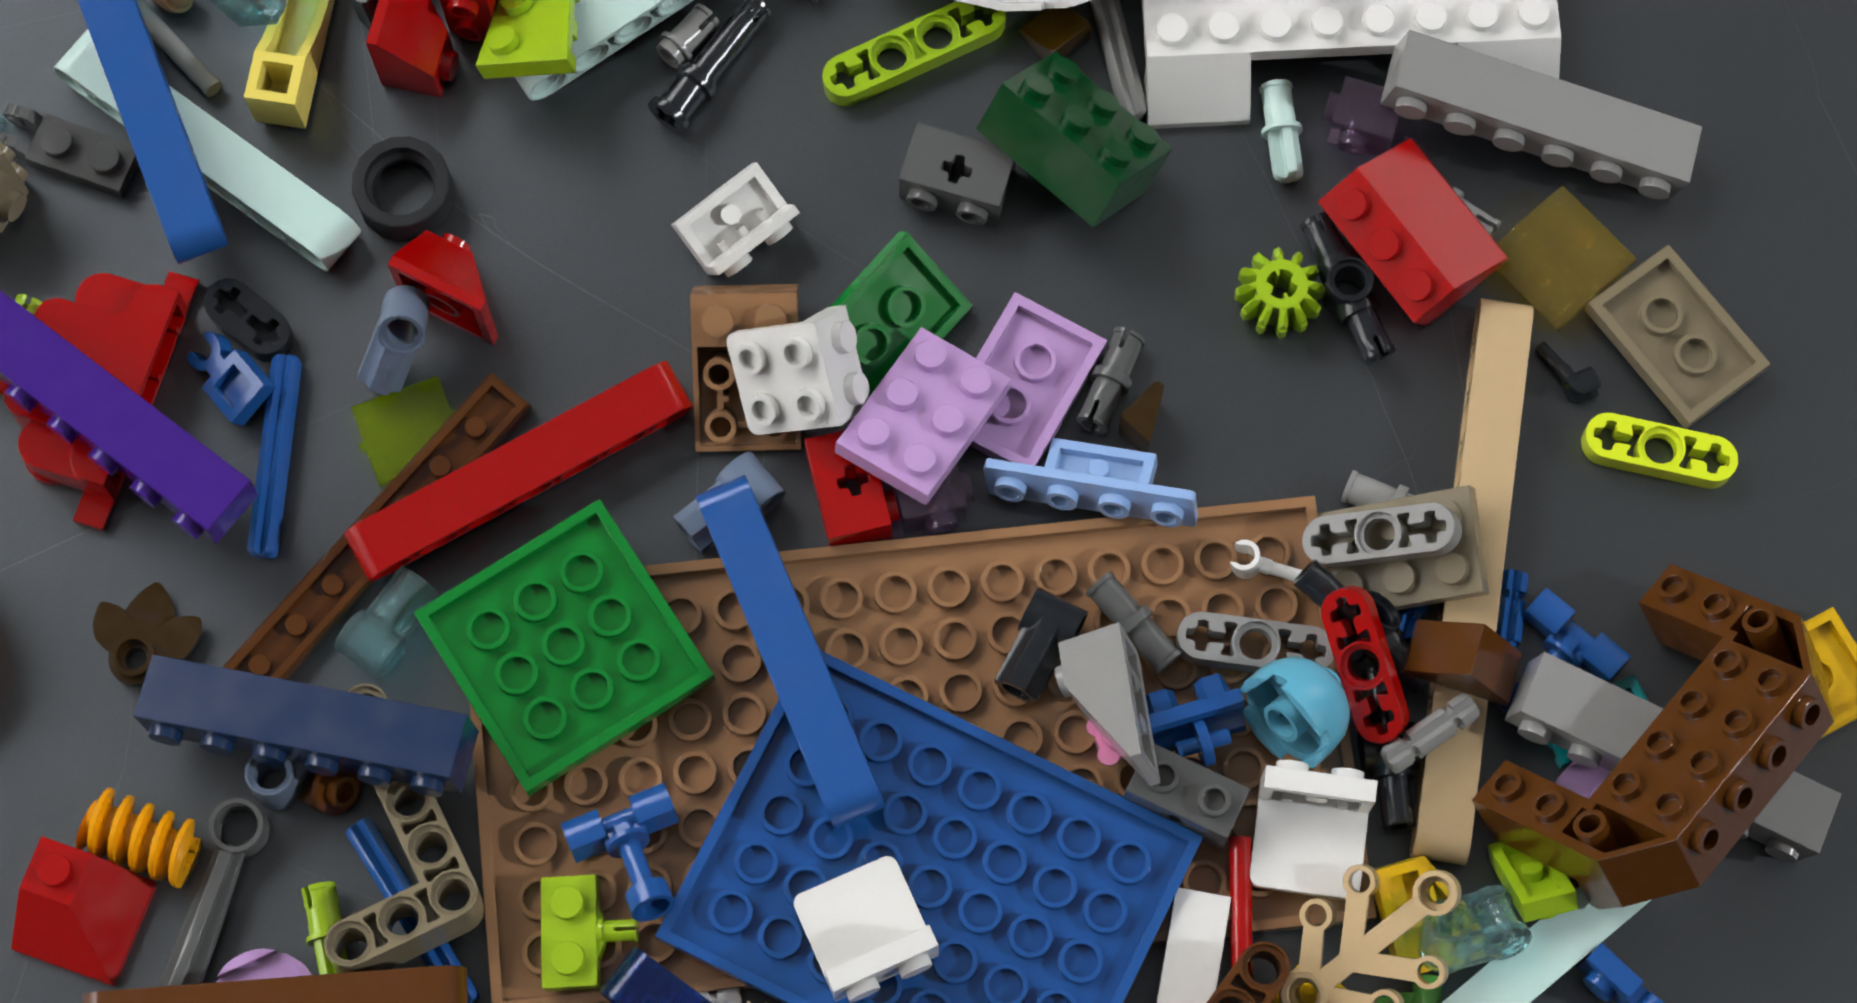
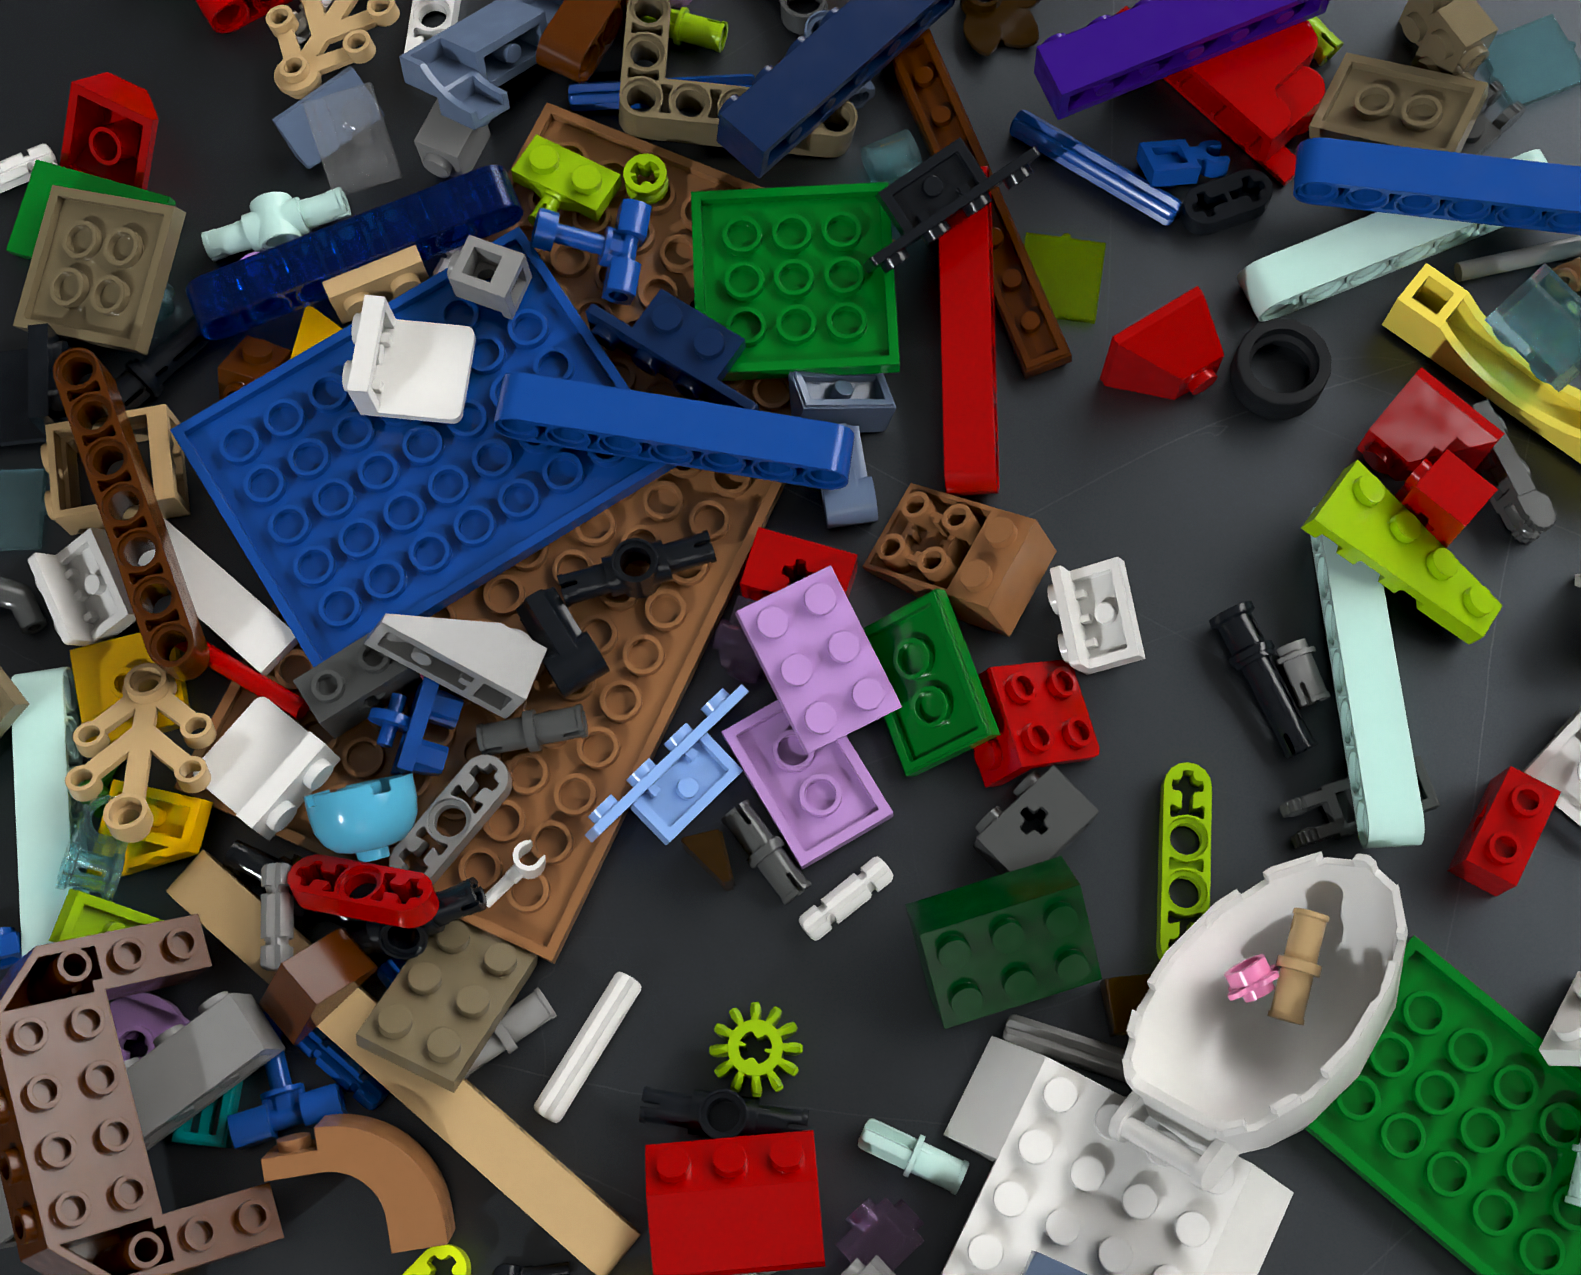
camera: 125 degrees right, 0 degrees up
(76, 203) = (1398, 105): none -> dark tan plate
(395, 340) = (1136, 282): sand blue piece -> none
(415, 539) = (936, 192): none -> black bracket
(543, 844) = (646, 165): none -> lime bush
(660, 545) = (839, 399): none -> sand blue slope
(693, 700) = (677, 344): none -> dark blue bracket
(729, 894) = (486, 260): none -> light grey brick
(799, 373) = (903, 577): white bracket -> none
(859, 218) = (1038, 719): none -> red bracket
(914, 599) = (610, 575): none -> black pin
(1108, 296) = (846, 898): none -> white axle
(1361, 432) = (587, 1047): none -> white axle
(1418, 517) = (463, 1003): light grey beam -> none
(1562, 533) = (386, 1161): none -> medium nougat arch

